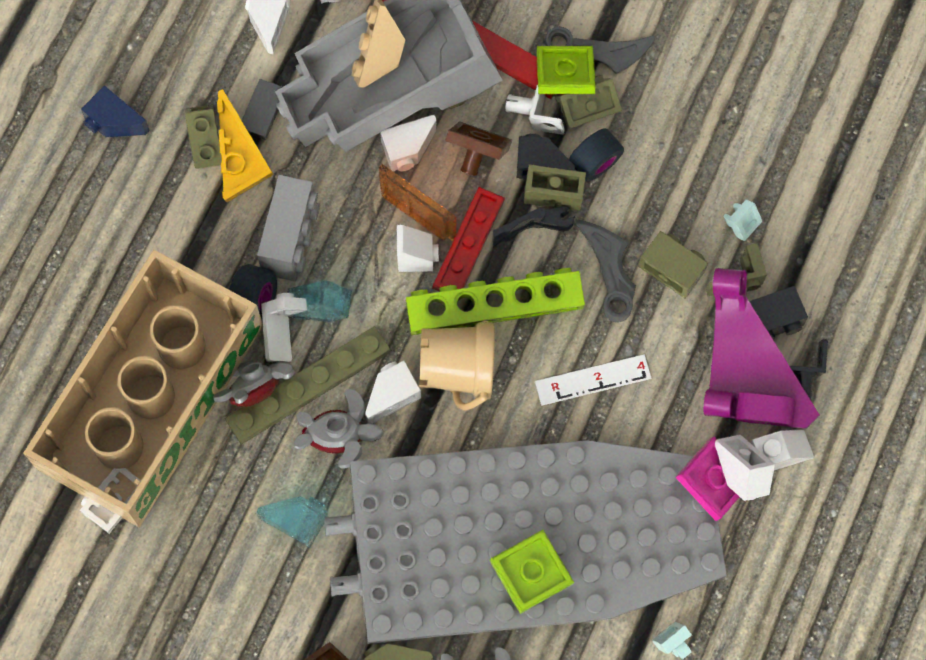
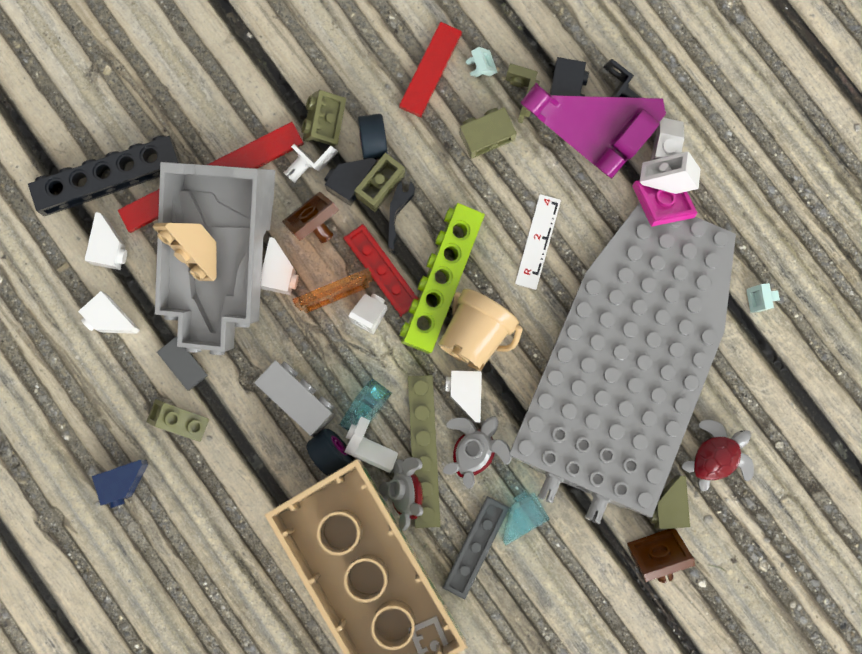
camera: 60 degrees left, 10 degrees up
(237, 490) = (475, 547): none -> dark grey tile
(241, 159) = (215, 402): yellow wing -> none
(531, 571) = (666, 369): lime plate -> none
(565, 70) = (292, 119): lime plate -> none
(609, 252) = (448, 172): dark grey piece -> none
(613, 54) = (296, 77): dark grey piece -> none
(704, 175) = (430, 69): none -> red tile

